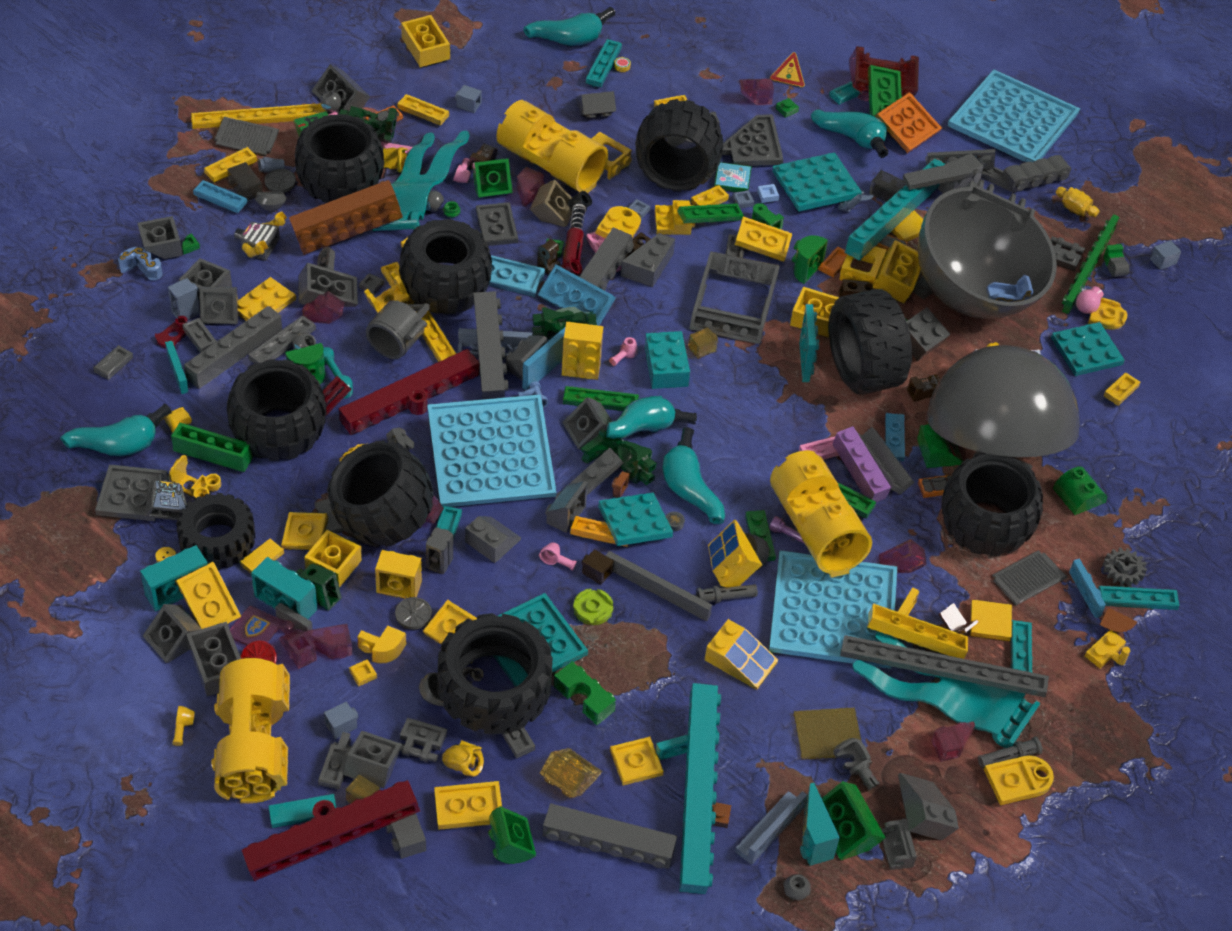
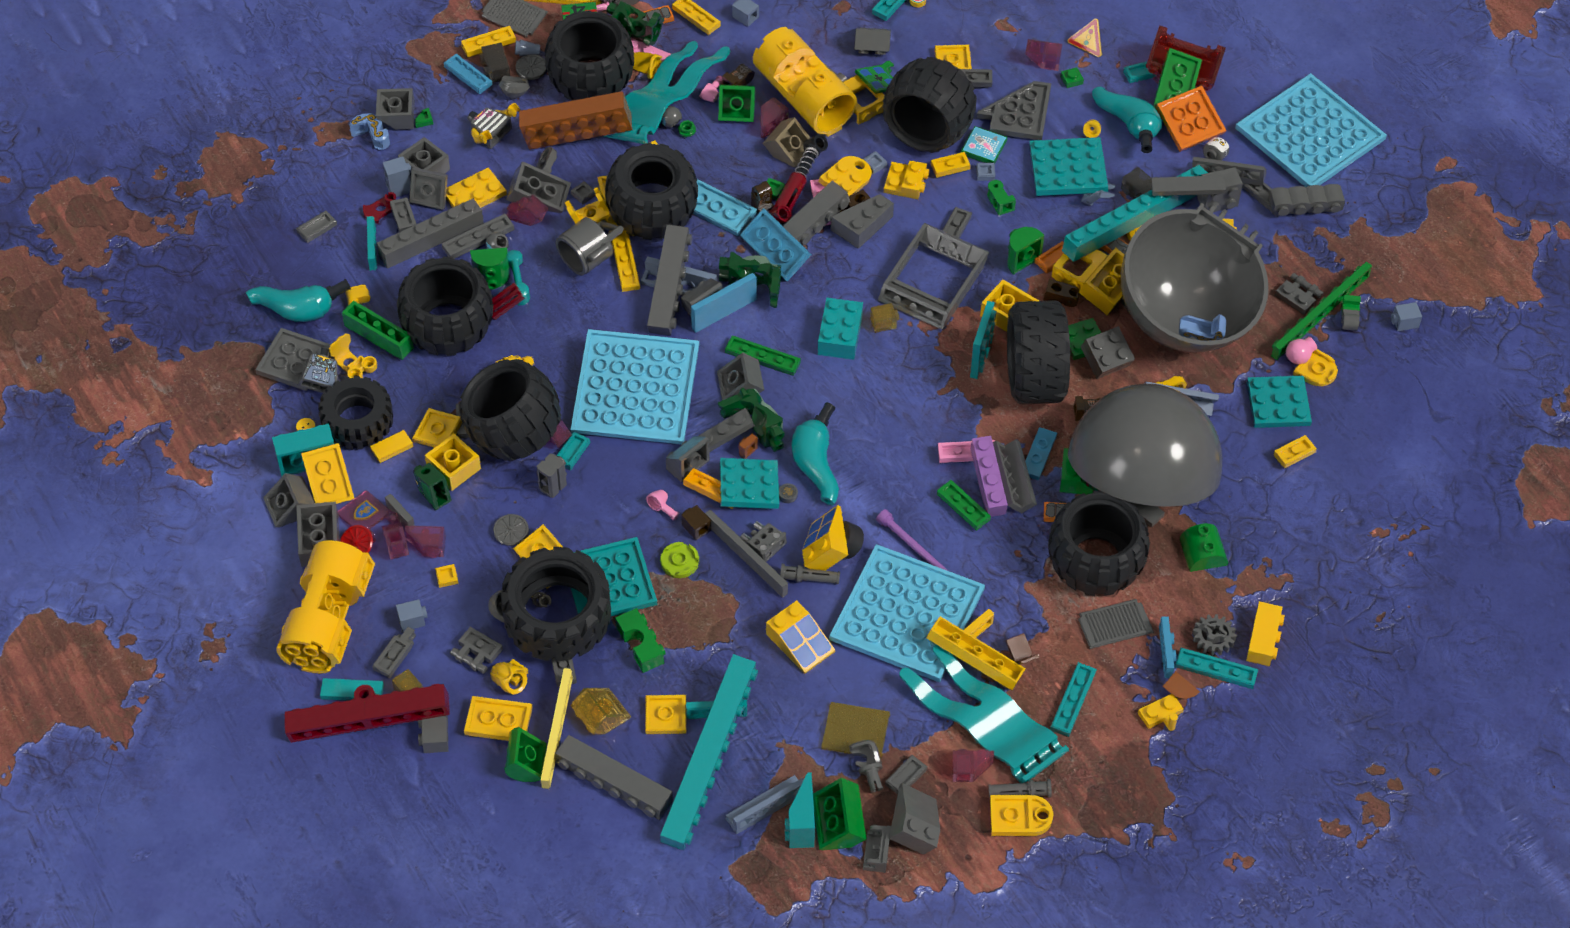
camera: 20 degrees right, 5 degrees up
(184, 718) = (274, 582): yellow bar -> none
(278, 585) = (398, 480): teal brick -> none
(372, 758) = (425, 657): dark grey slope -> none
(386, 647) = (472, 557): yellow brick -> none
(398, 574) = (506, 490): yellow brick -> none
(400, 437) = (551, 358): dark grey rock -> none
(409, 392) = (580, 311): dark red hinge -> none
(490, 537) = (607, 471): dark grey slope -> none
(497, 224) = (726, 152): dark grey tile -> none
(534, 798) = (556, 729): none -> light yellow tile
(535, 390) = (700, 334): medium blue piece -> none
(582, 350) = (755, 304): yellow brick -> none
(615, 134) = (876, 77): none -> green flag
(628, 350) = (809, 310): bright pink bar -> none
(648, 414) = (795, 381): teal animal -> none
(673, 568) = (766, 541): none -> dark grey piece
(710, 213) = (942, 181): green tile -> none
(722, 814) = (724, 781): dark orange plate -> none
(758, 526) = (866, 521): green plate -> none
(763, 239) = (987, 219): yellow plate -> none
(768, 193) = (1012, 169): light blue plate -> none
(797, 893) = (768, 870): dark grey plate -> none
(821, 513) = (921, 516): yellow cylinder -> none
(828, 146) = (1092, 132): none -> yellow tile
(895, 764) = (907, 773): none -> dark grey tile
(906, 556) = (996, 577): clear pink slope -> none
(940, 143) = (1216, 149): none -> dark grey head
(945, 666) = (987, 692): dark grey plate -> none
(993, 620) = (1058, 657): yellow tile -> none
(1077, 201) = (1336, 240): yellow piece -> none
(1169, 556) = (1265, 634): none -> yellow brick

